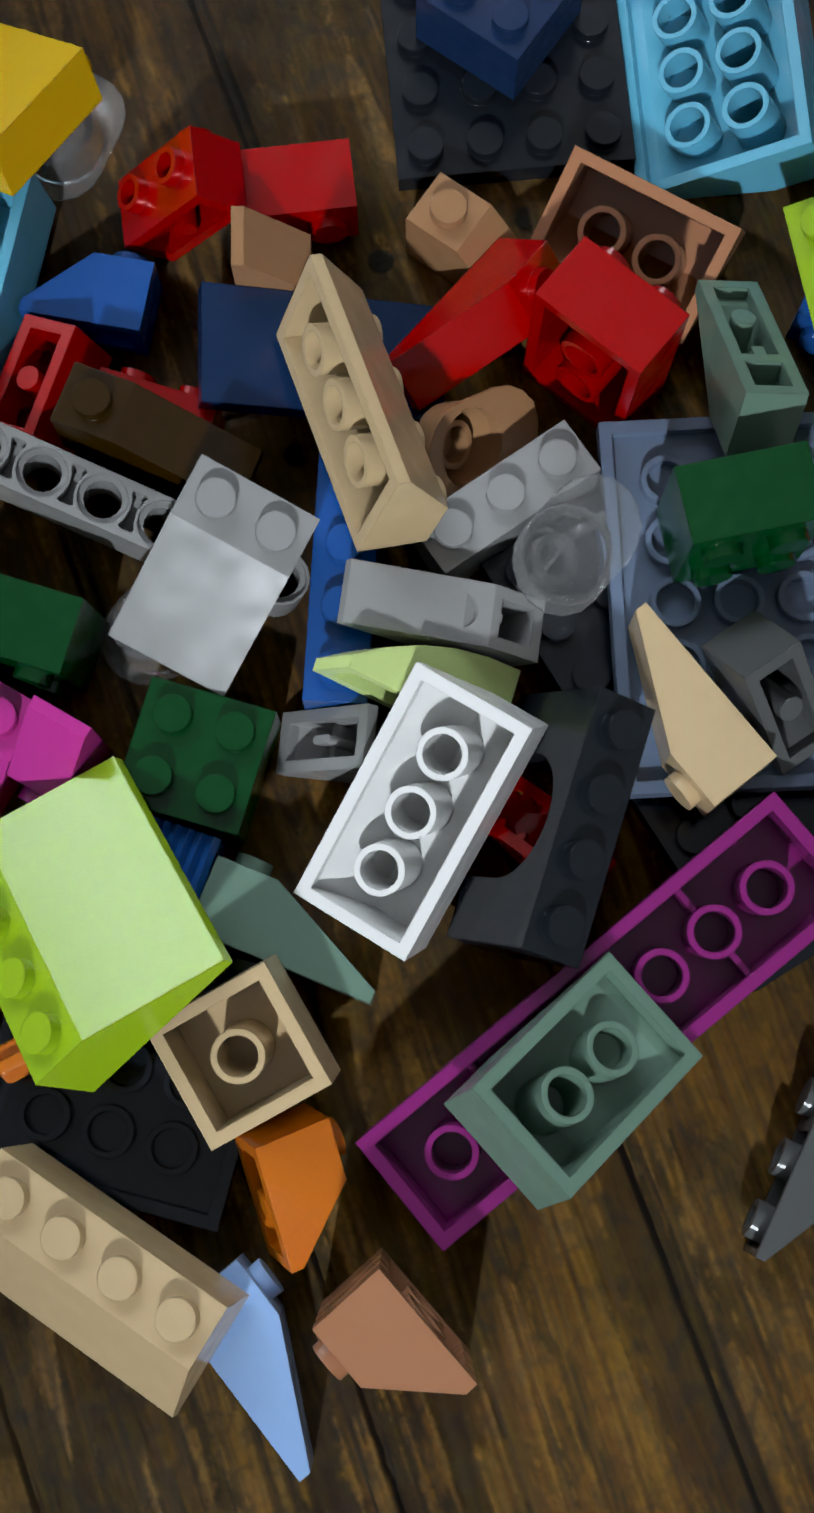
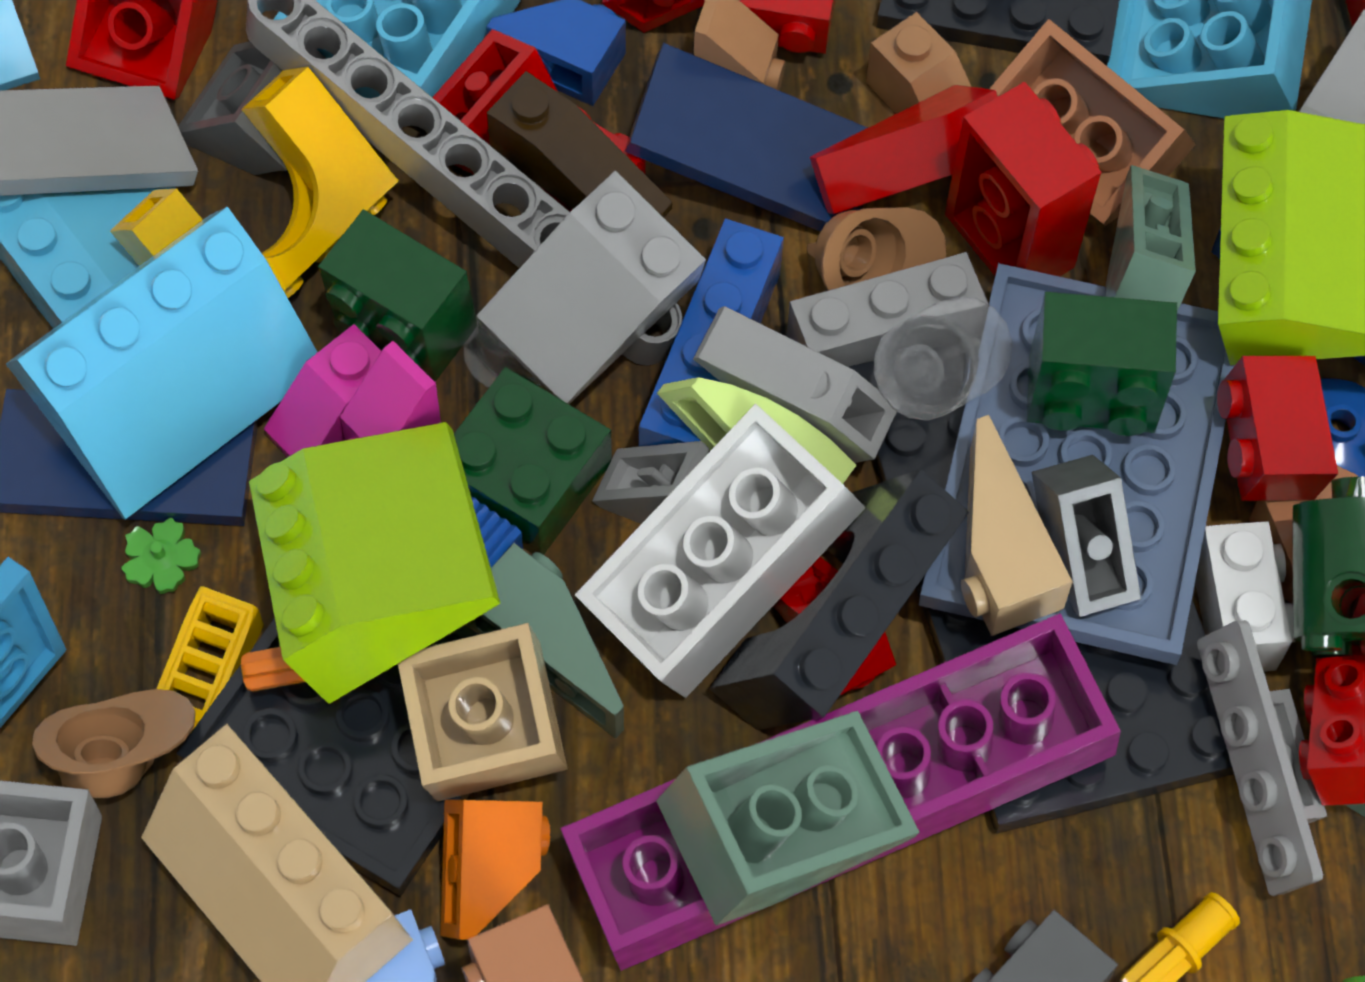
camera: 15 degrees right, 15 degrees down
(359, 411) = (773, 185): tan slope -> none

